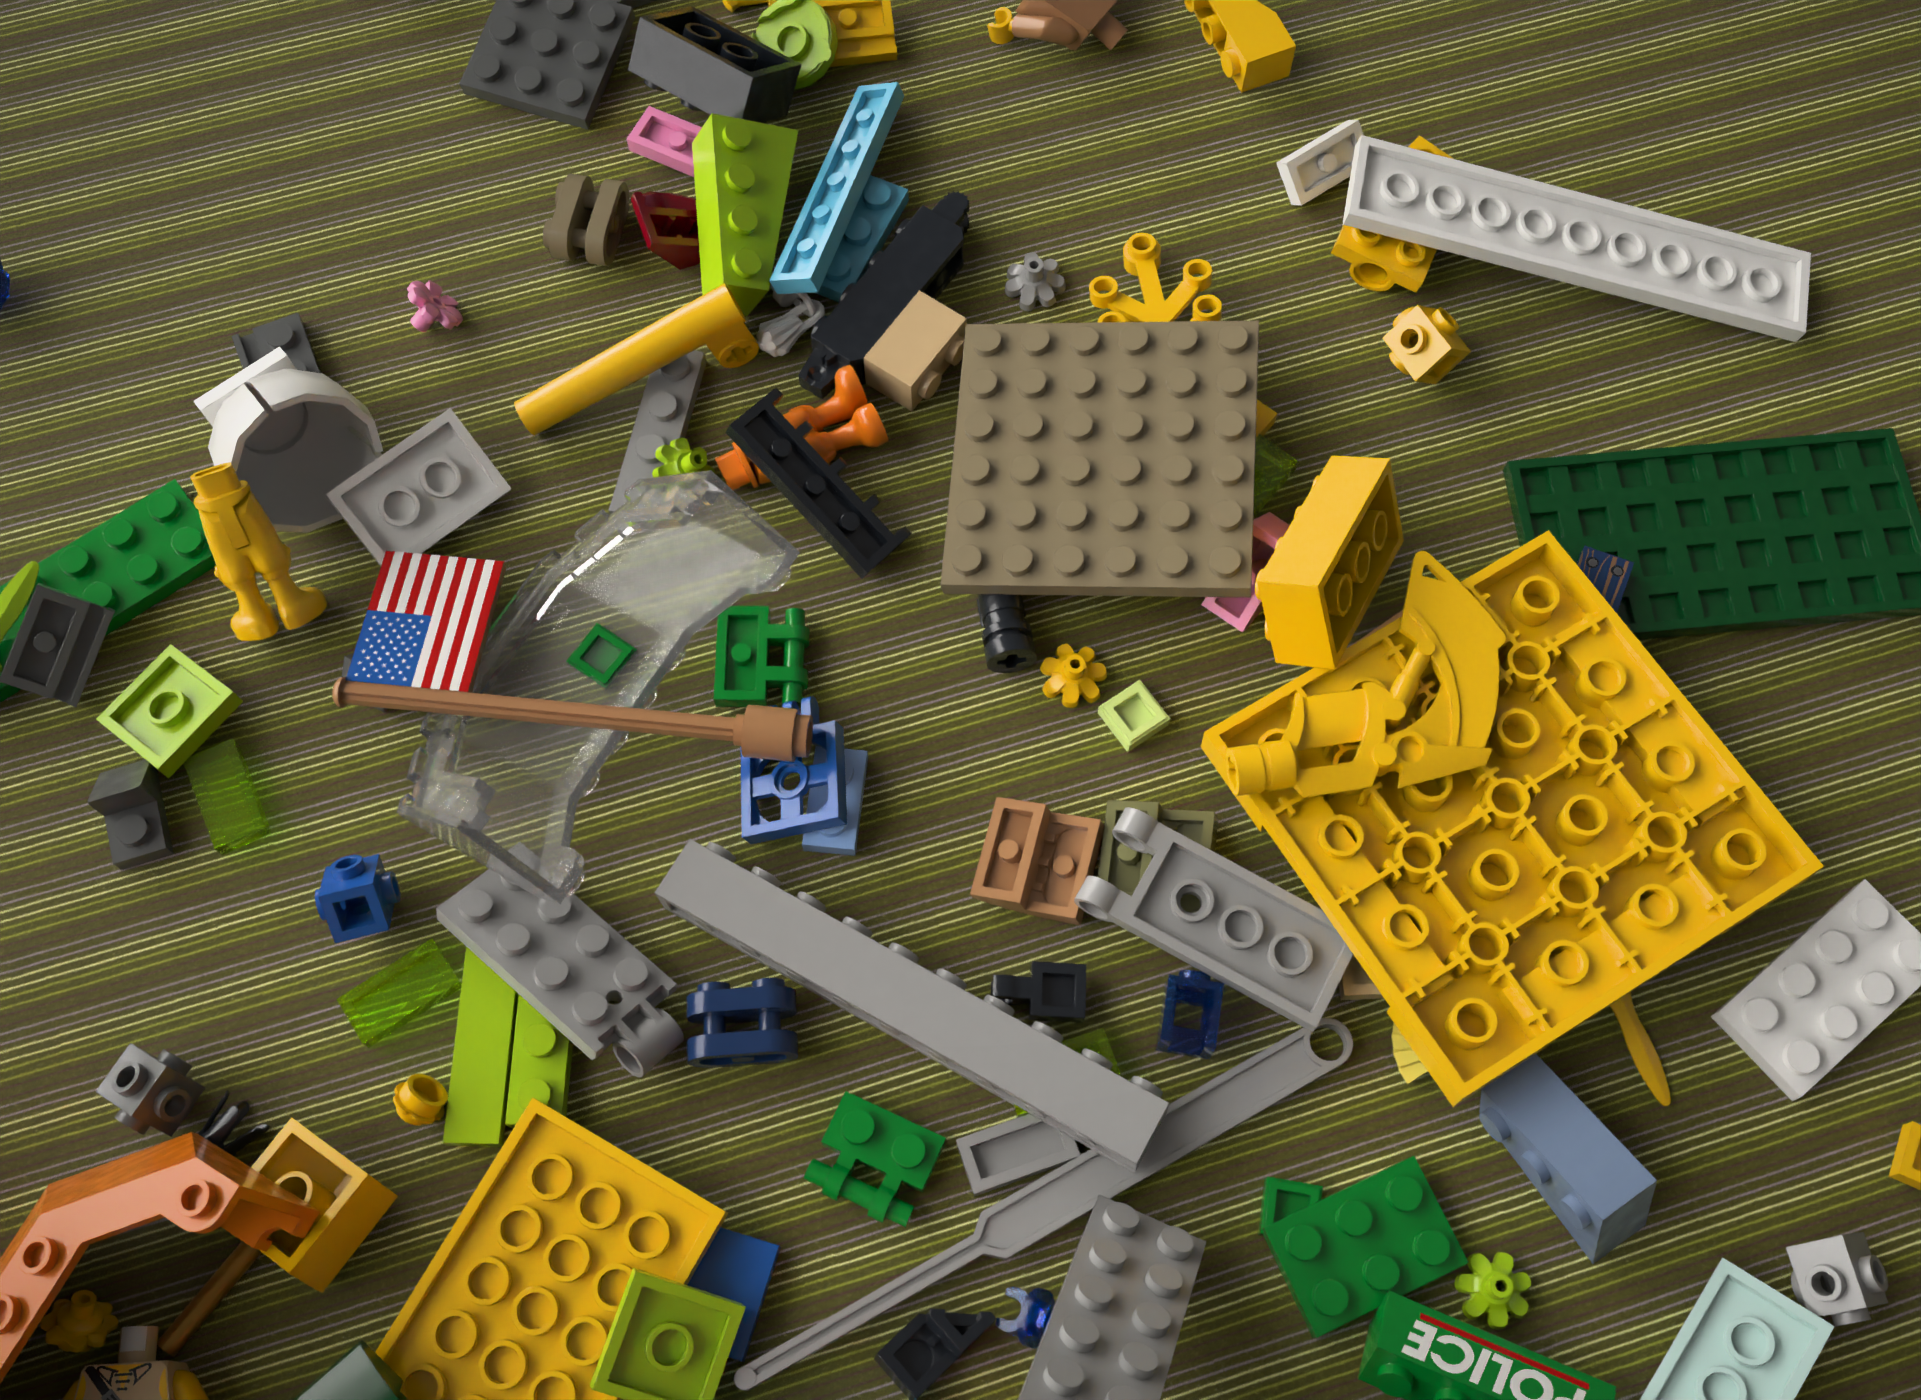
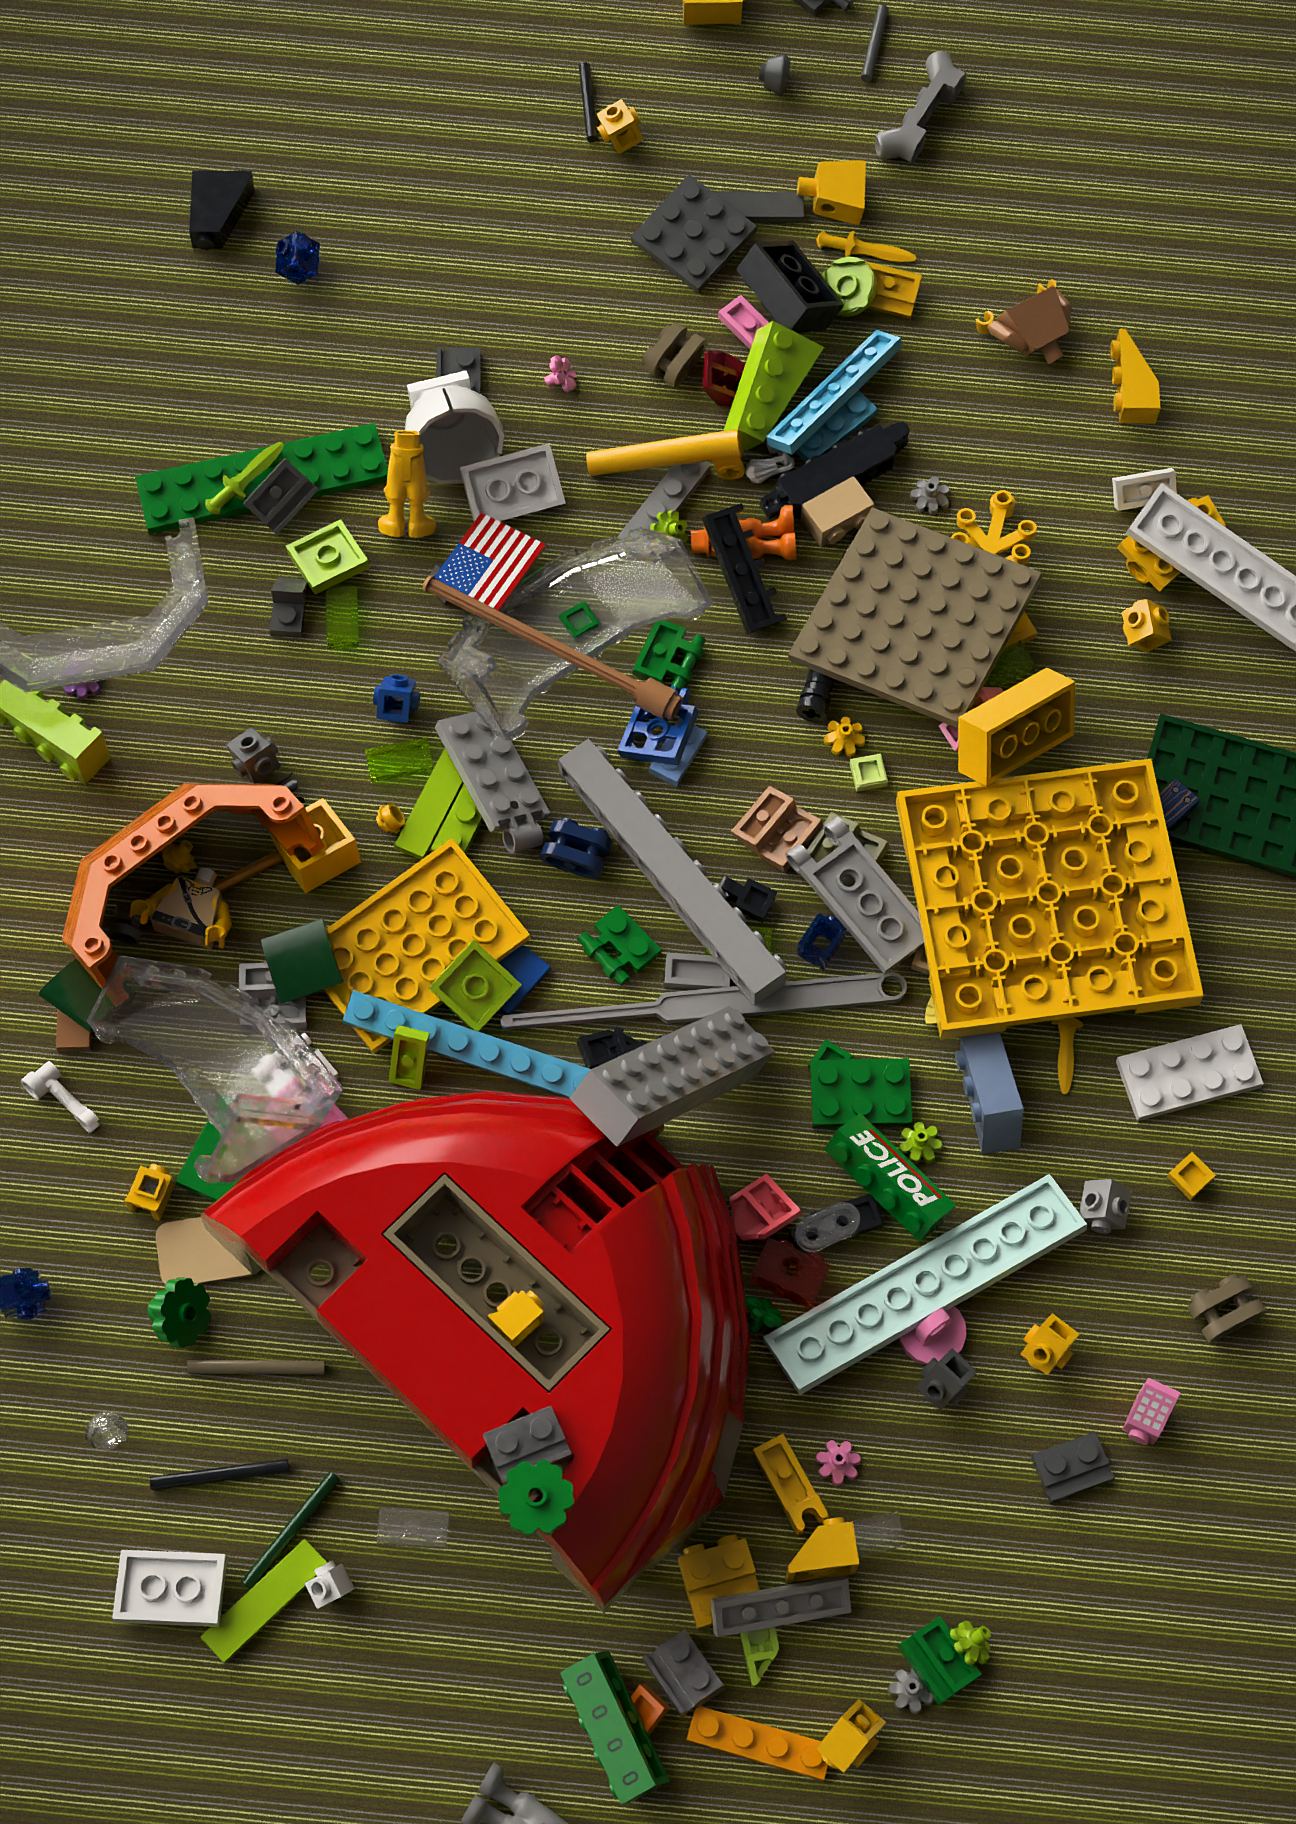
camera: 20 degrees right, 0 degrees up
(1450, 738) = (1063, 798): yellow piece -> none

